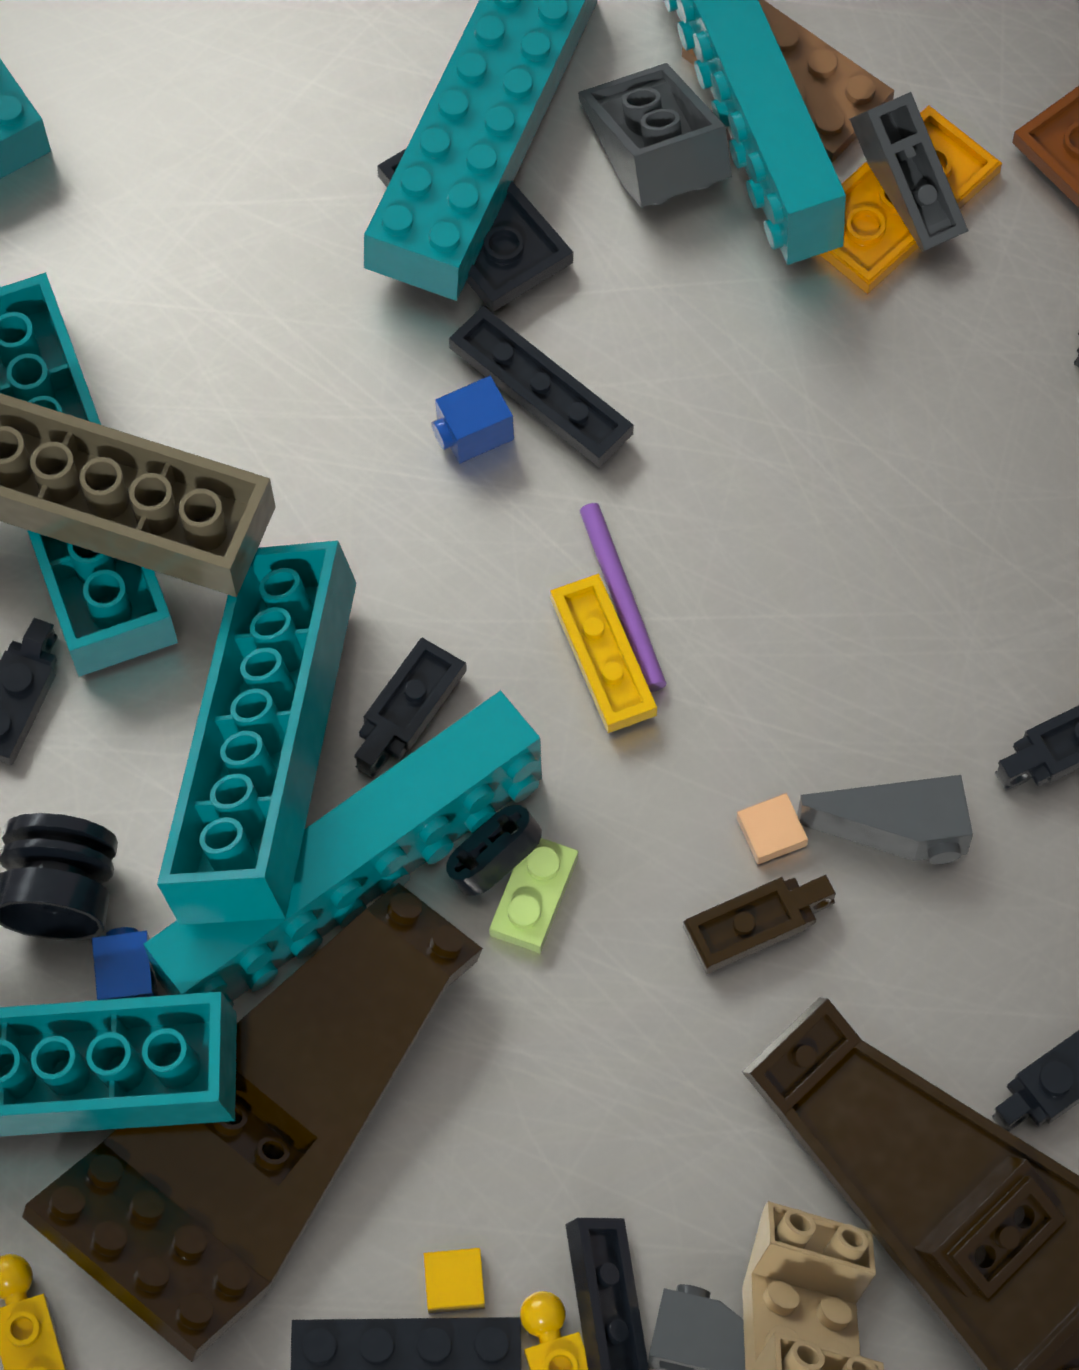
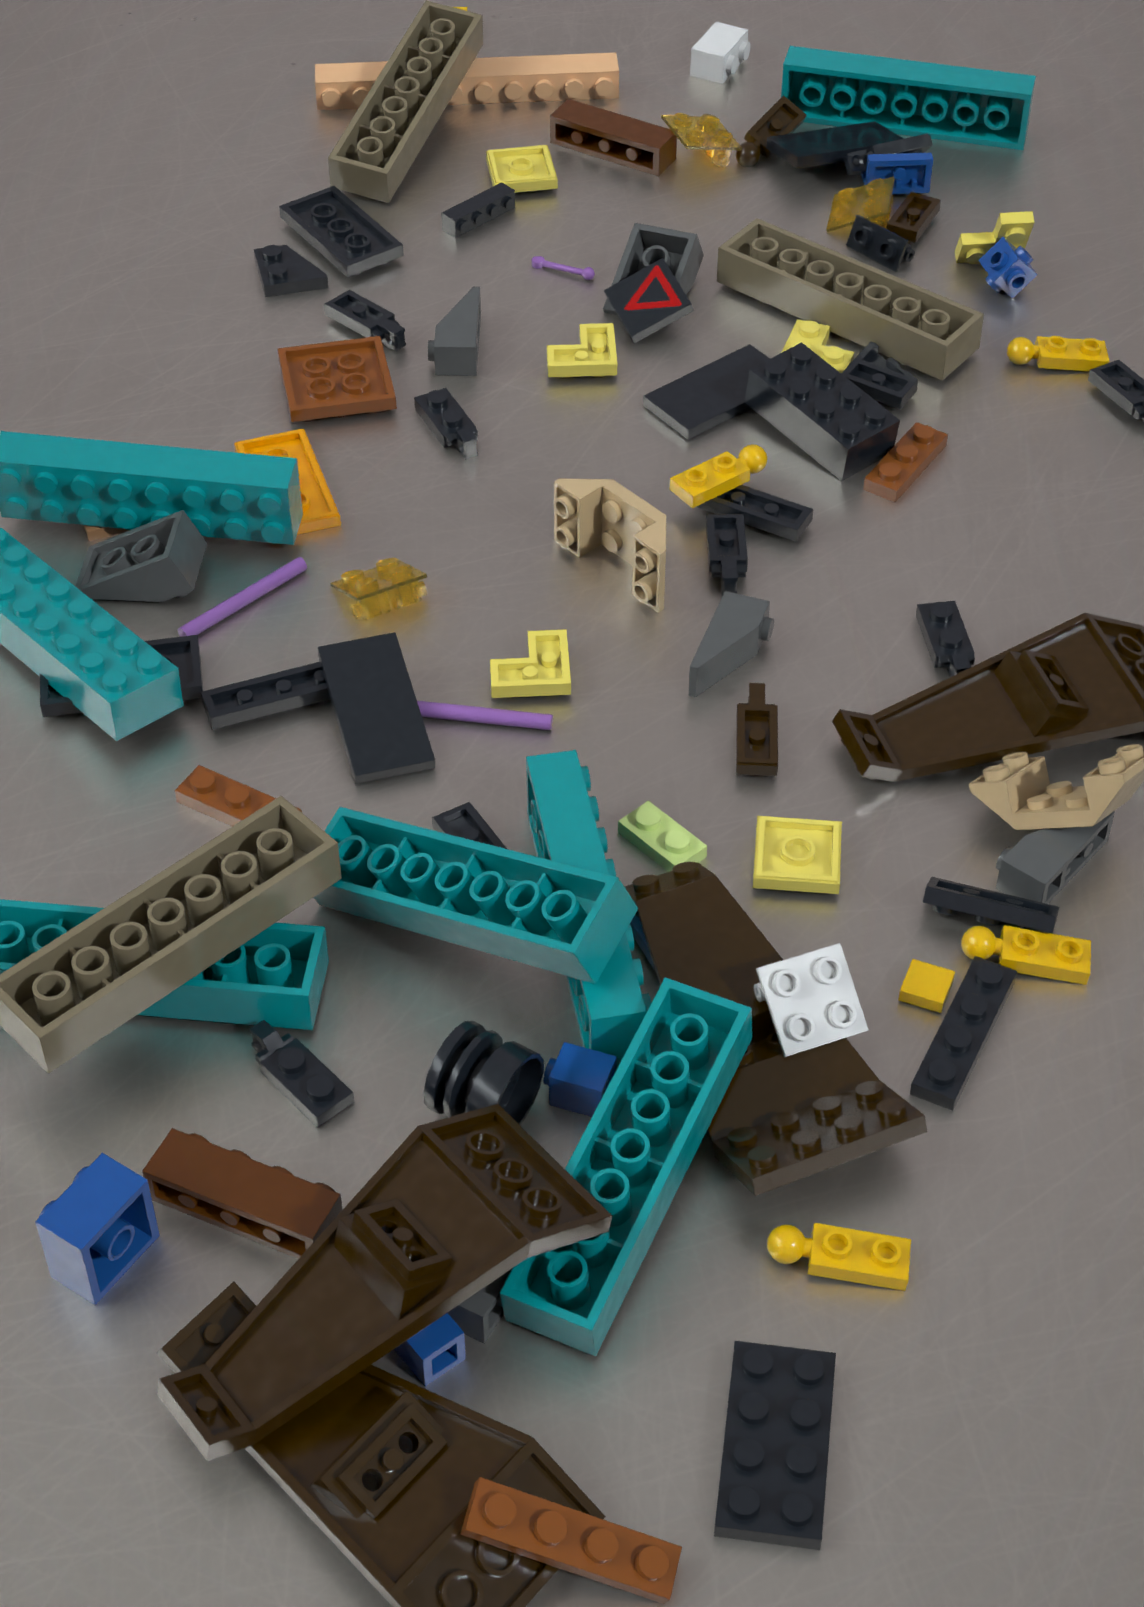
camera: 65 degrees left, 20 degrees down
(317, 1161) = (811, 999): none -> white hinge
(351, 437) = (220, 796): none -> dark orange plate
(473, 420) = (283, 730): blue brick -> none
(493, 850) = (628, 836): black beam -> none
(558, 492) = (376, 708): none -> black tile
(580, 1052) = (797, 855): none -> light yellow plate
(603, 653) = (508, 733): yellow plate -> none
(673, 263) = (243, 598): none -> medium lavender bar
(729, 639) = (541, 674): none -> light yellow plate
(772, 828) = (693, 705): light nougat tile -> none
(773, 386) = (371, 587): none -> clear yellow hinge
(909, 170) = (259, 438): dark grey slope -> none
(974, 664) = (611, 515): none -> tan slope

